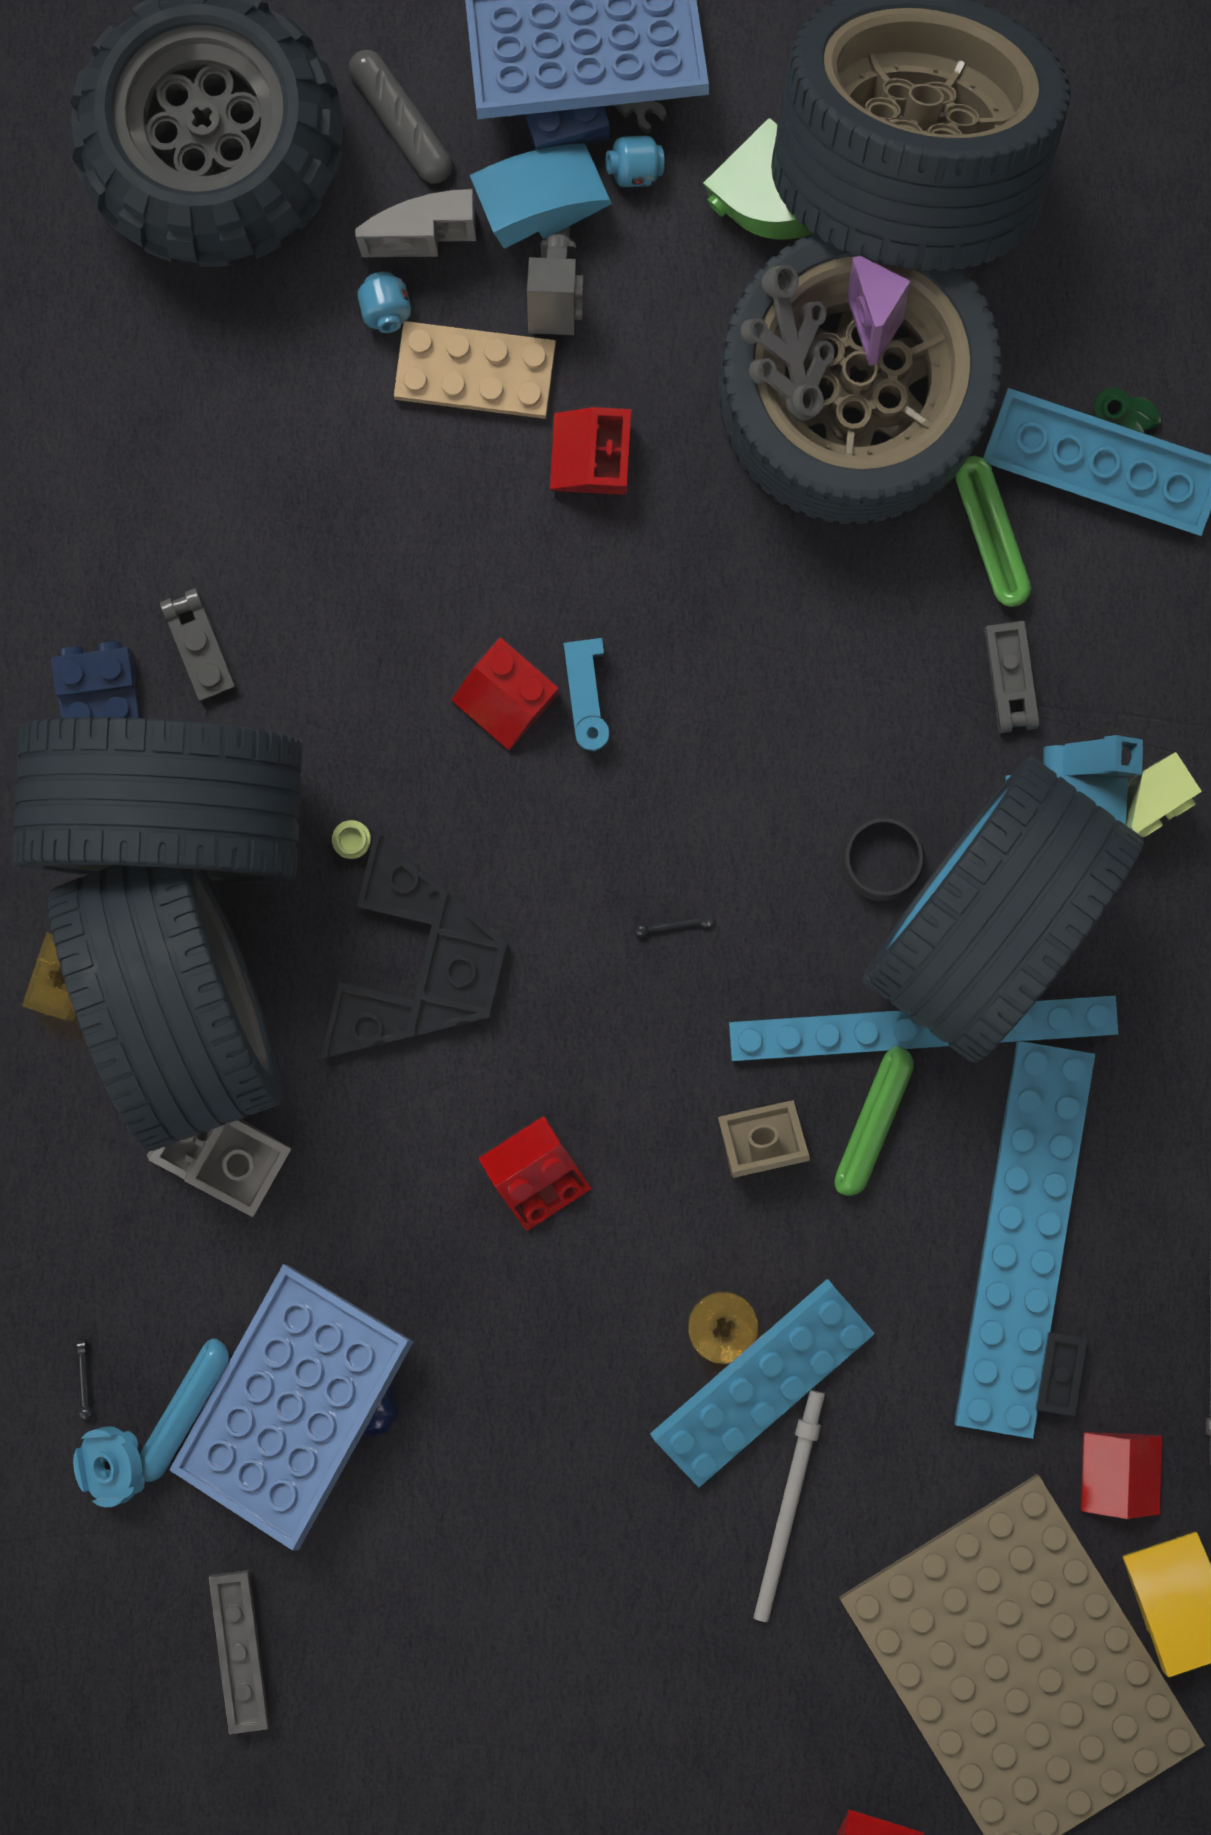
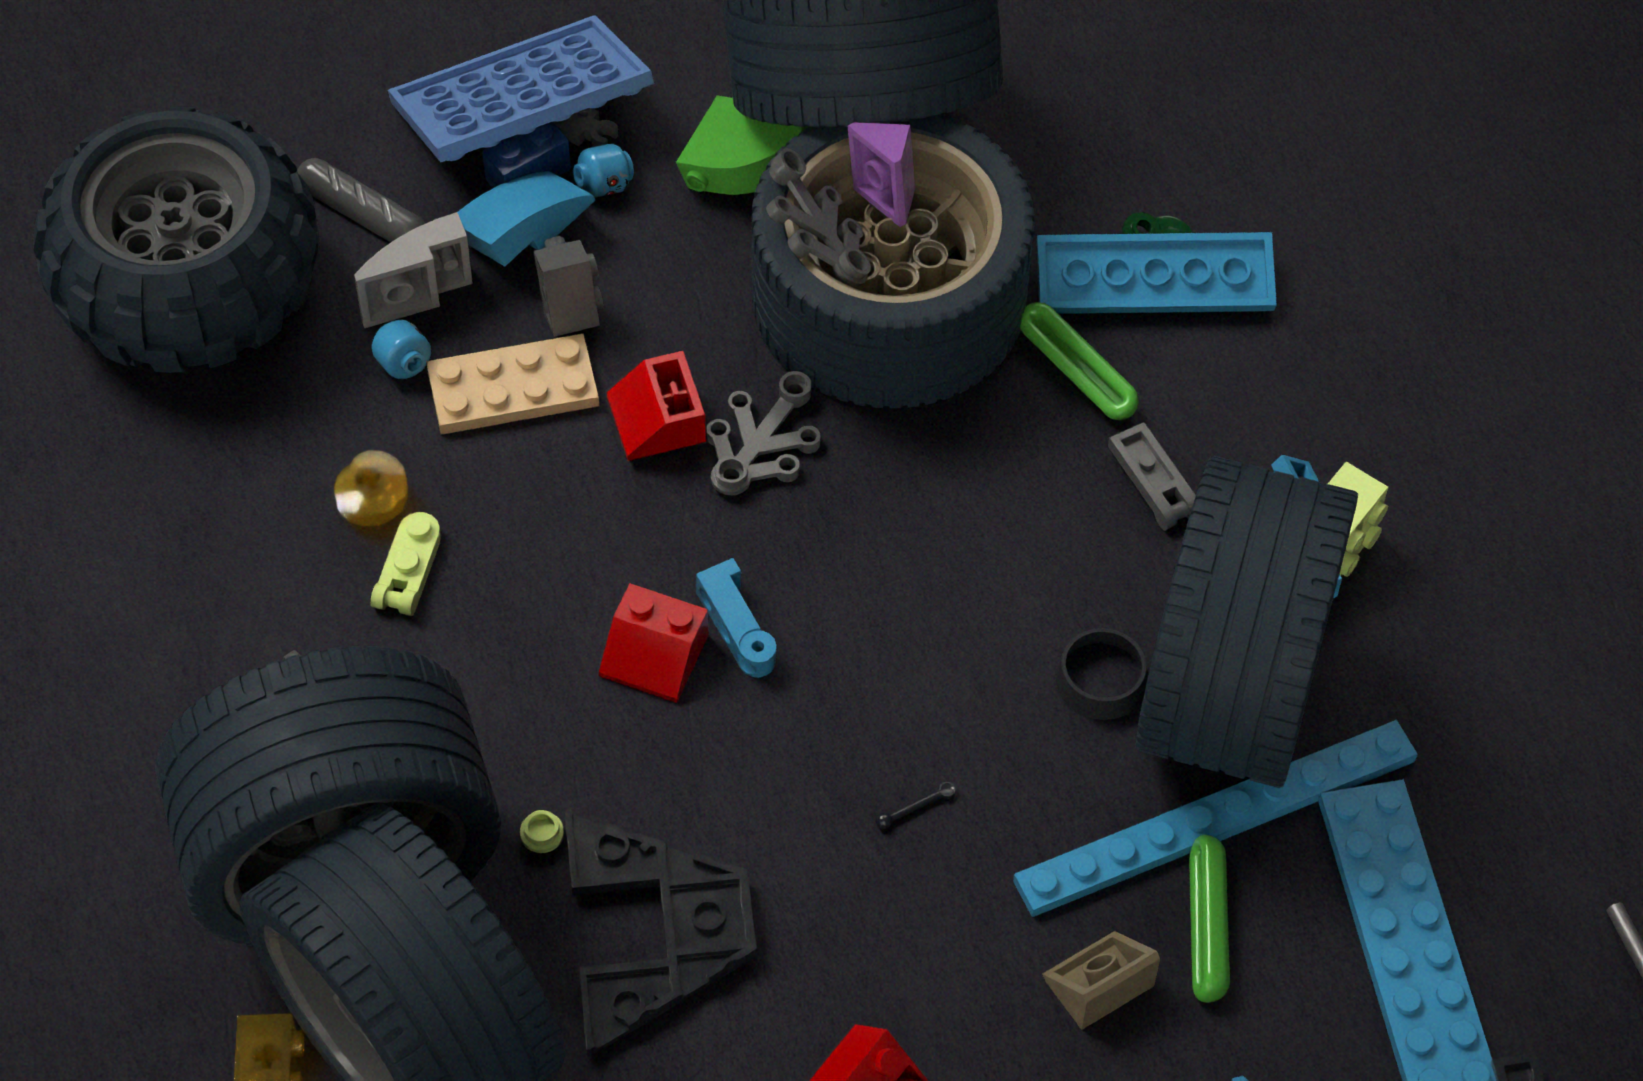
camera: 25 degrees left, 30 degrees down
(322, 531) = (408, 564): none -> yellowish green plate
(328, 436) = (371, 489): none -> clear yellow piece
(673, 511) = (761, 440): none -> dark grey plant

